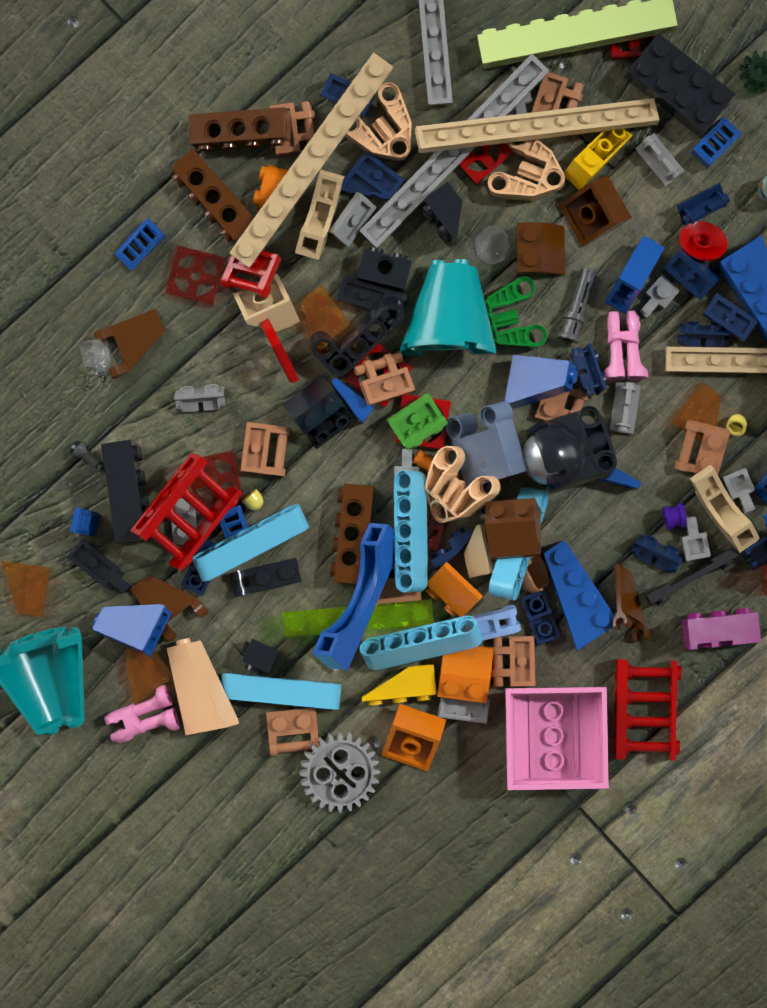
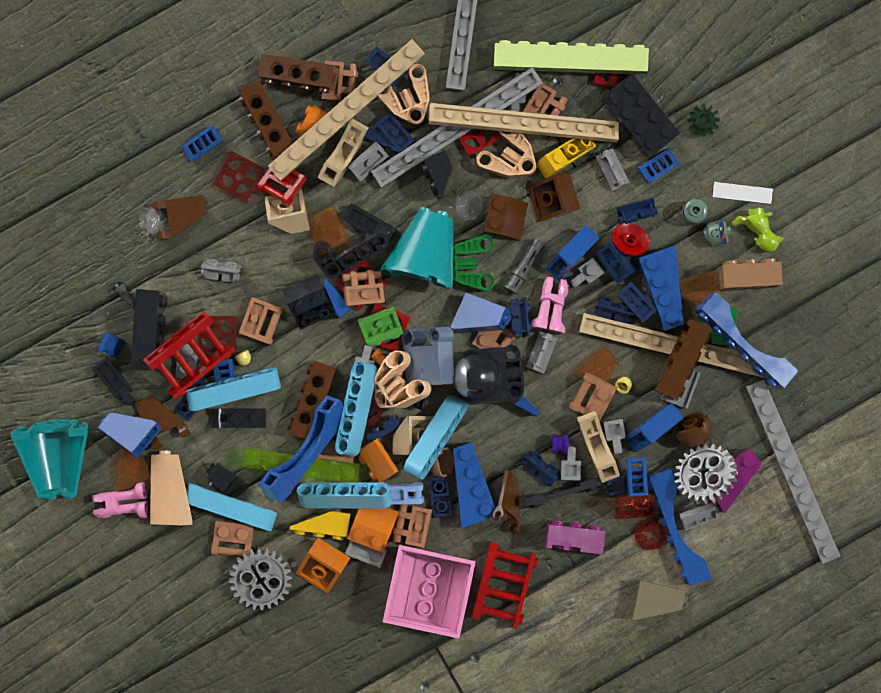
camera: 15 degrees right, 0 degrees up
(27, 586) = (57, 383): clear orange wing -> none
(279, 351) = (288, 249): red piece -> none
(395, 280) = (390, 214): black brick -> none
(513, 528) = (433, 425): reddish brown slope -> none

